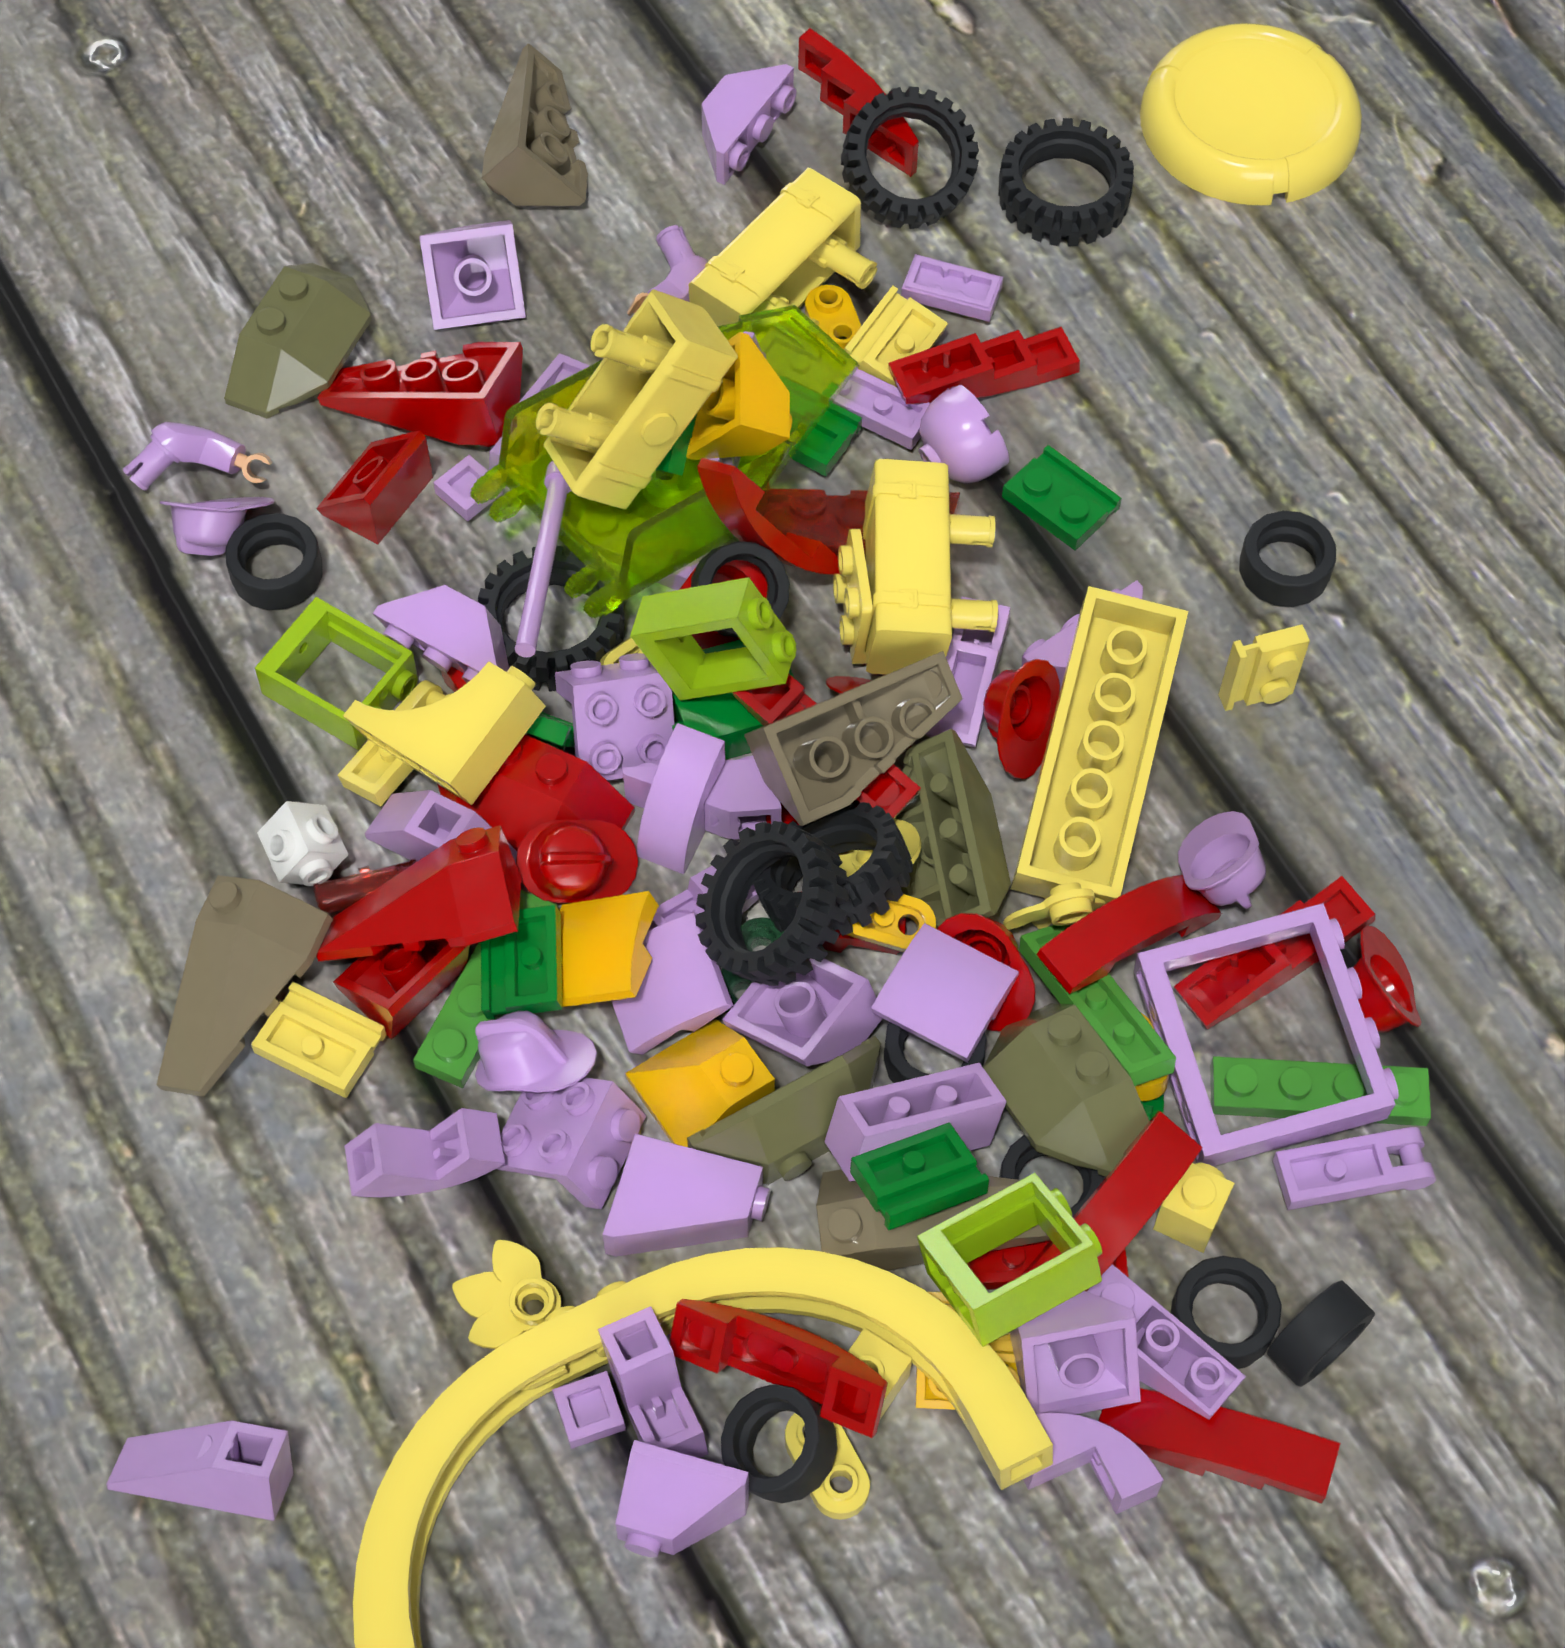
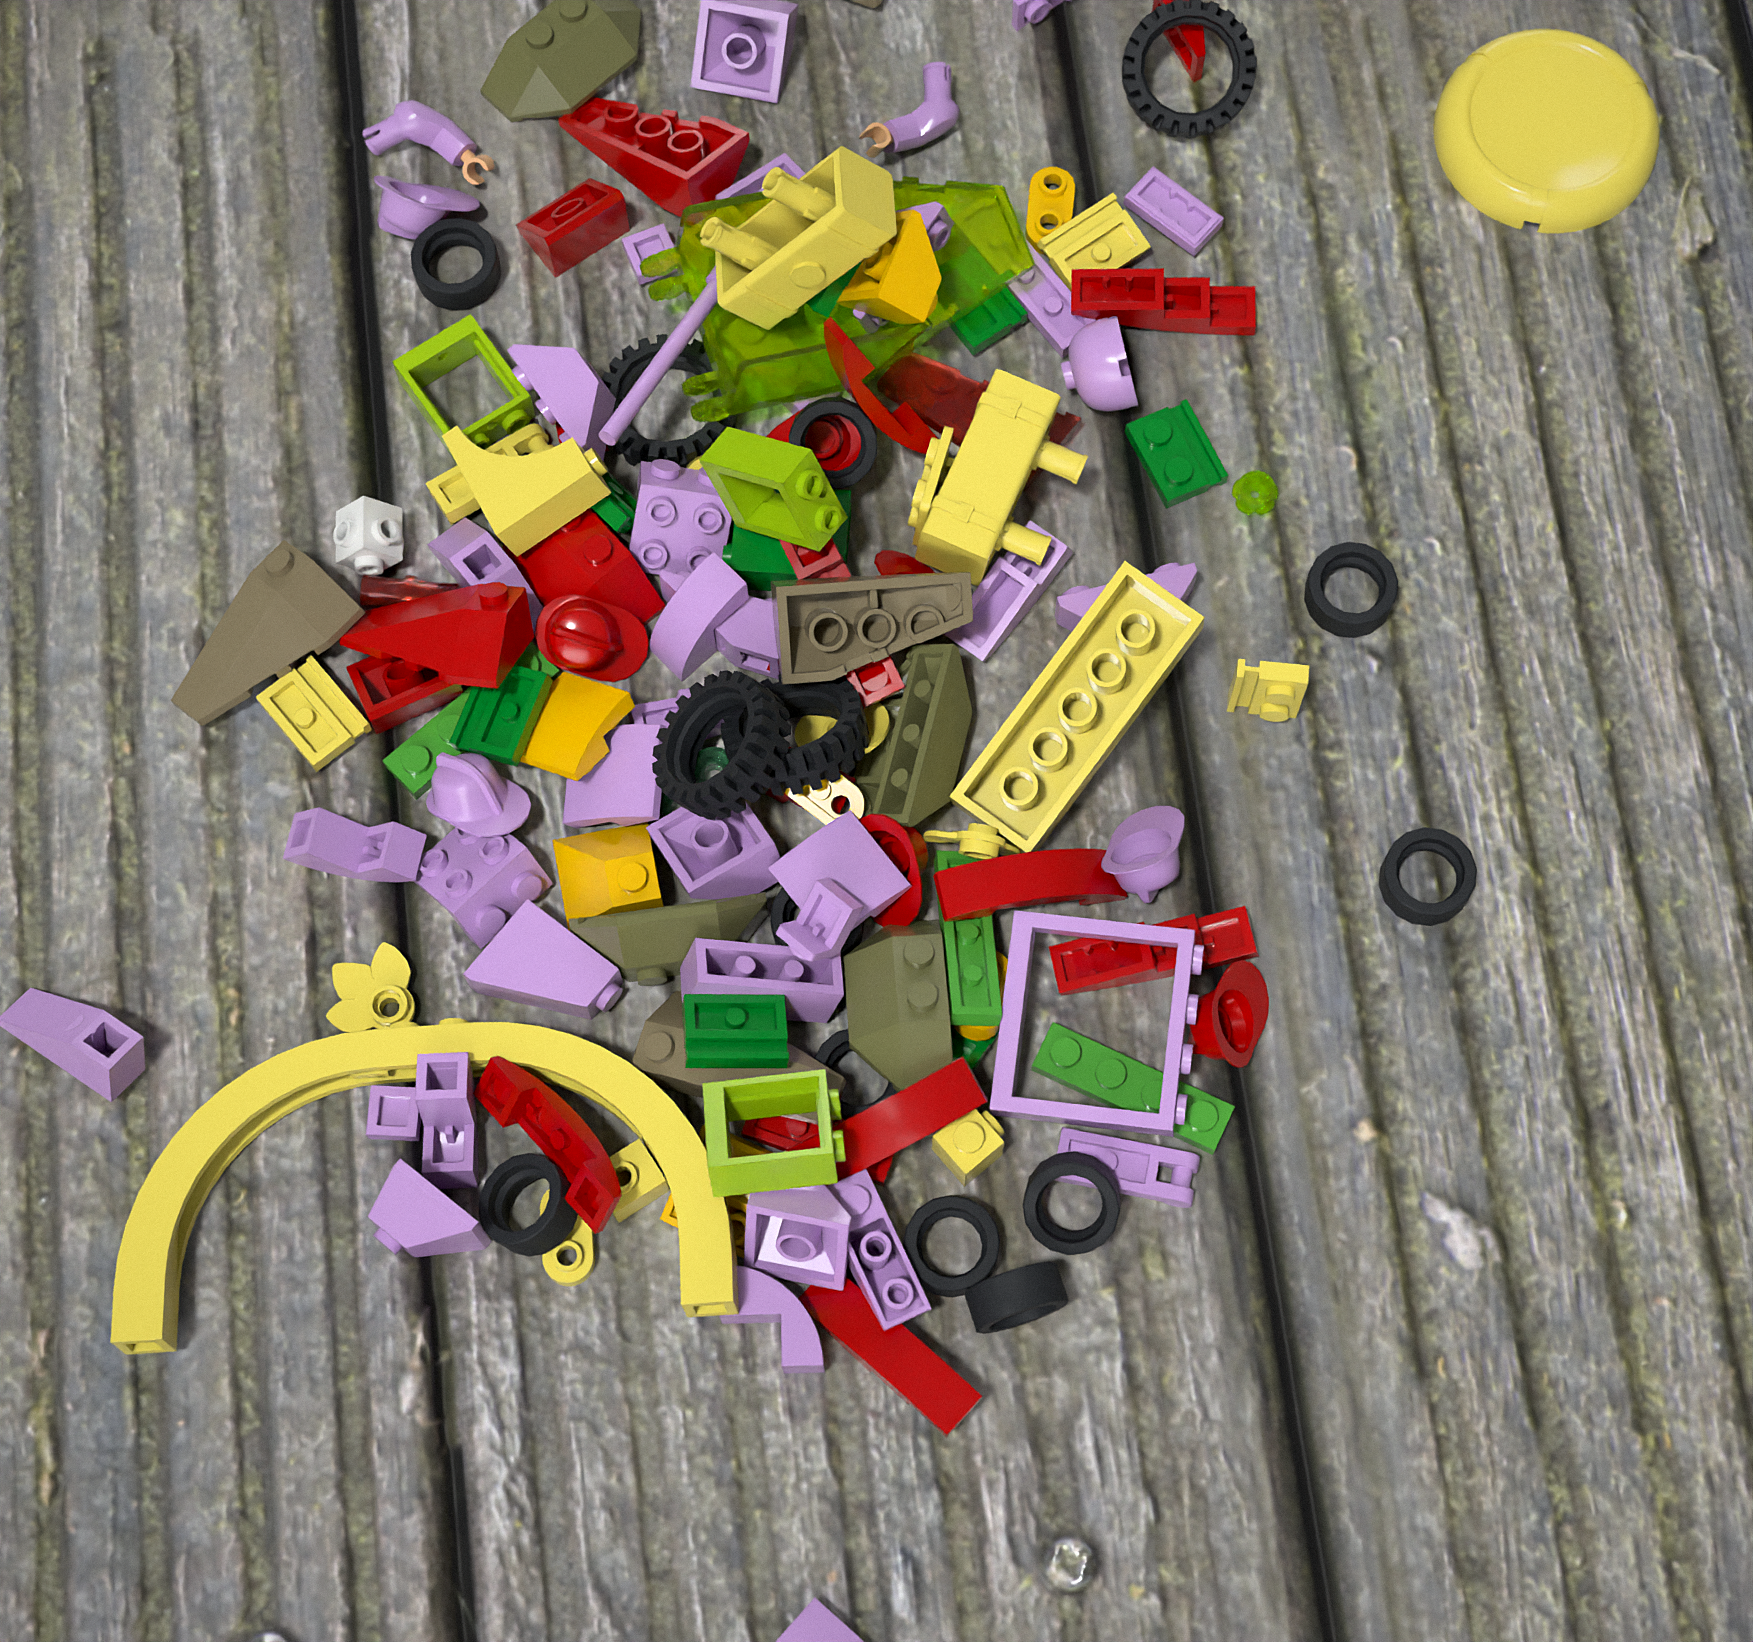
camera: 25 degrees right, 10 degrees up
(786, 252) = (1023, 129): light yellow piece -> none
(956, 1034) = (822, 922): none -> lavender bracket
(1020, 714) = (1028, 645): red piece -> none
(1065, 143) = (1335, 96): black tyre -> none
(1157, 496) = (1258, 482): none -> clear neon green plate
(1365, 1233) = (1064, 1240): none -> black tyre
(1505, 757) = (1443, 844): none -> black tyre

